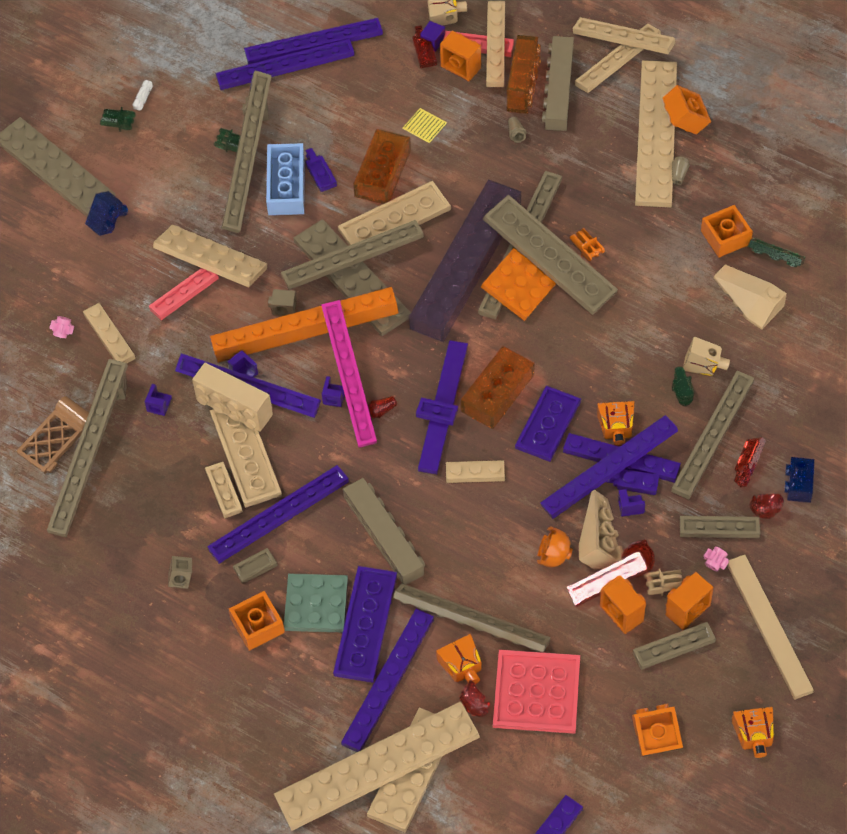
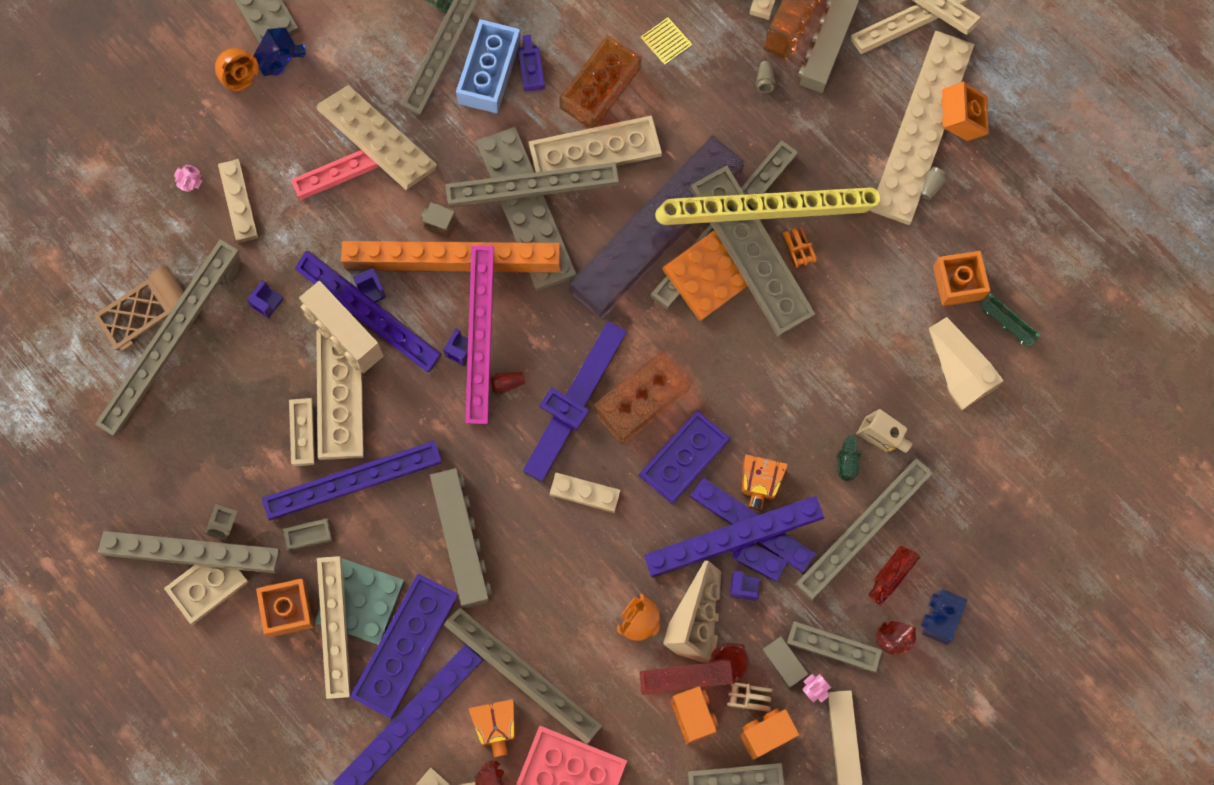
camera: 10 degrees right, 15 degrees up
(74, 235) = (236, 68): none -> orange cylinder
(160, 602) = (189, 552): none -> dark tan plate
(183, 625) = (204, 589): none -> tan plate
(302, 622) = (334, 627): none -> tan plate
(551, 215) = (760, 209): none -> light yellow beam
(683, 550) = (784, 662): none -> dark tan tile

